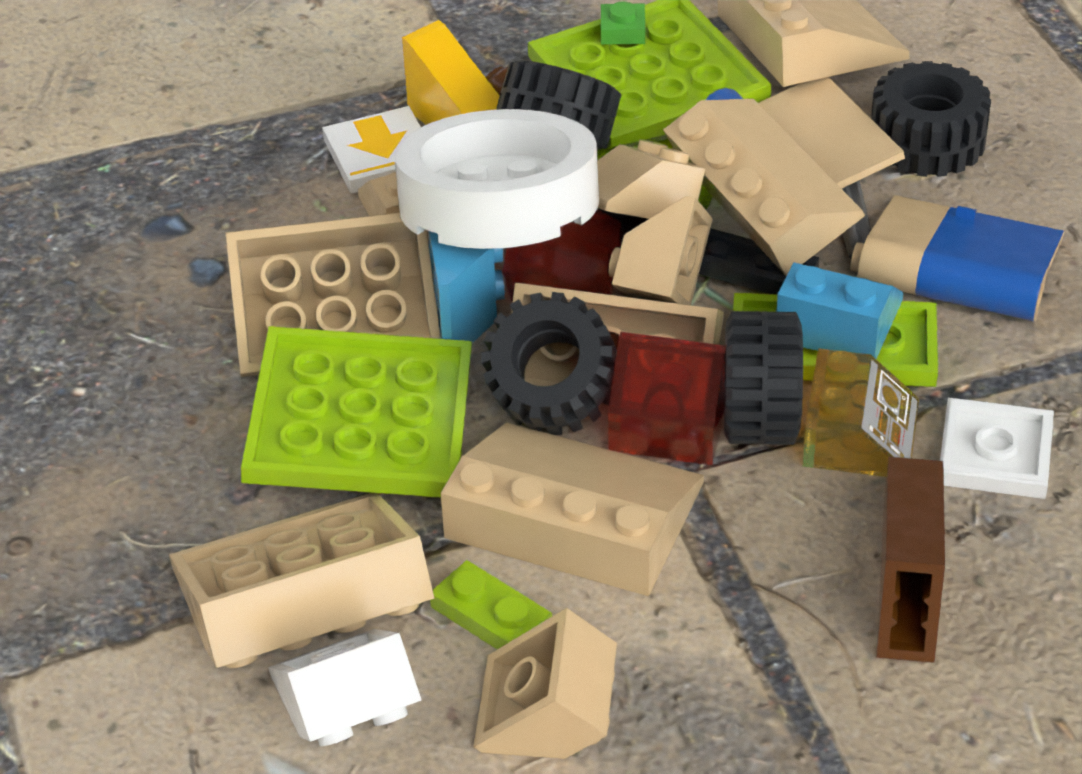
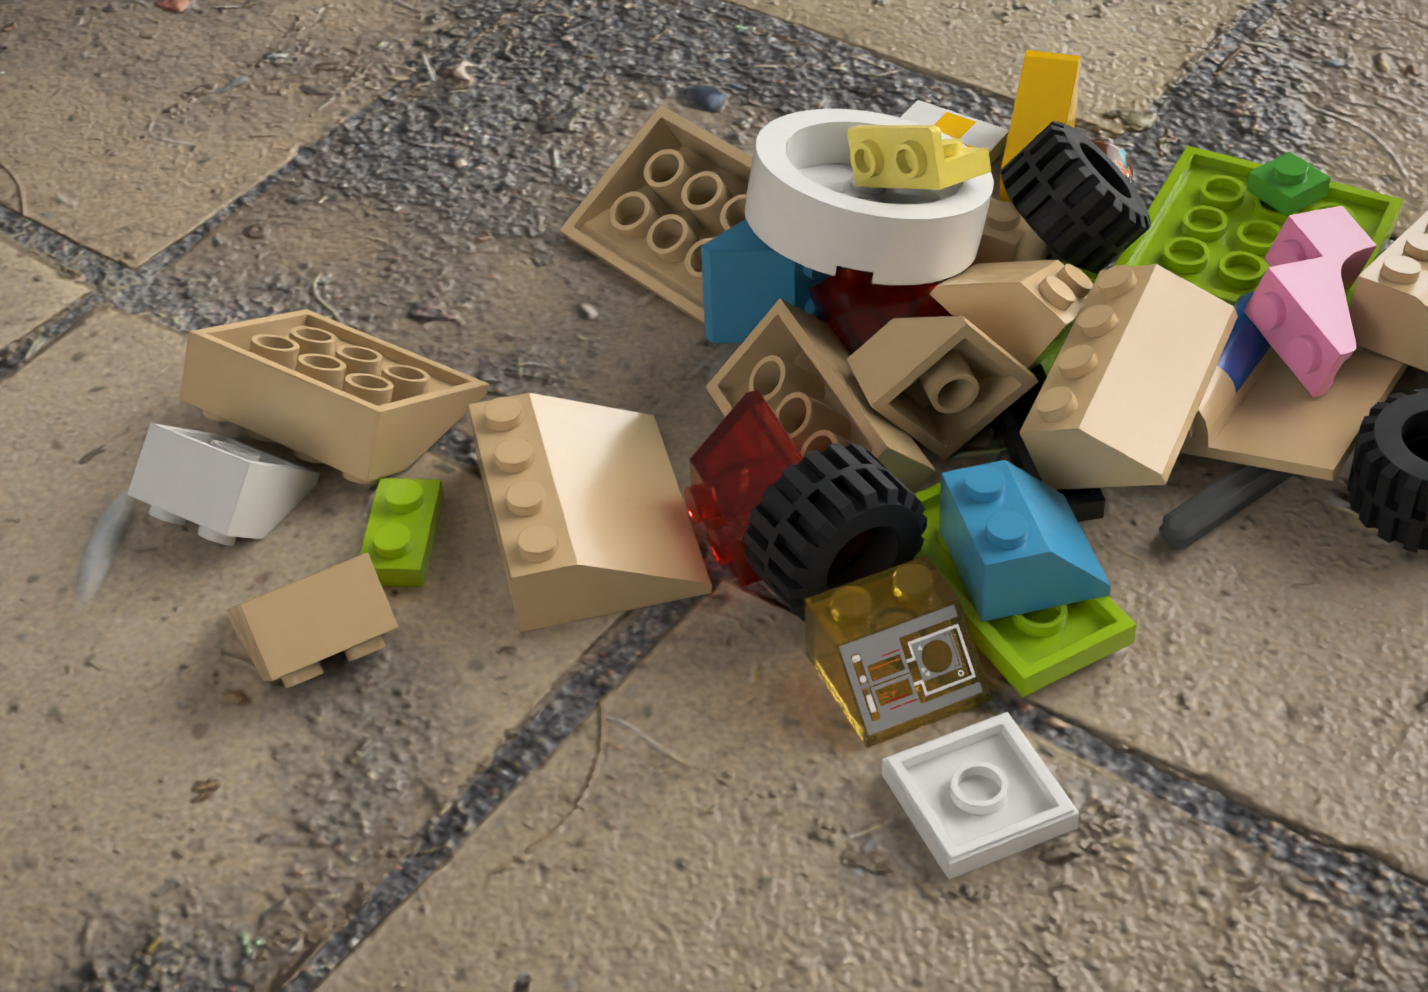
camera: 55 degrees right, 0 degrees up
(357, 412) = (562, 311): lime plate -> none
(518, 132) = (912, 157): none -> light yellow bracket
(525, 333) = (703, 369): black tyre -> none
(761, 73) = (1303, 296): none -> bright pink arch
(911, 560) = (708, 785): reddish brown slope -> none
(959, 256) = (1255, 612): blue door -> none

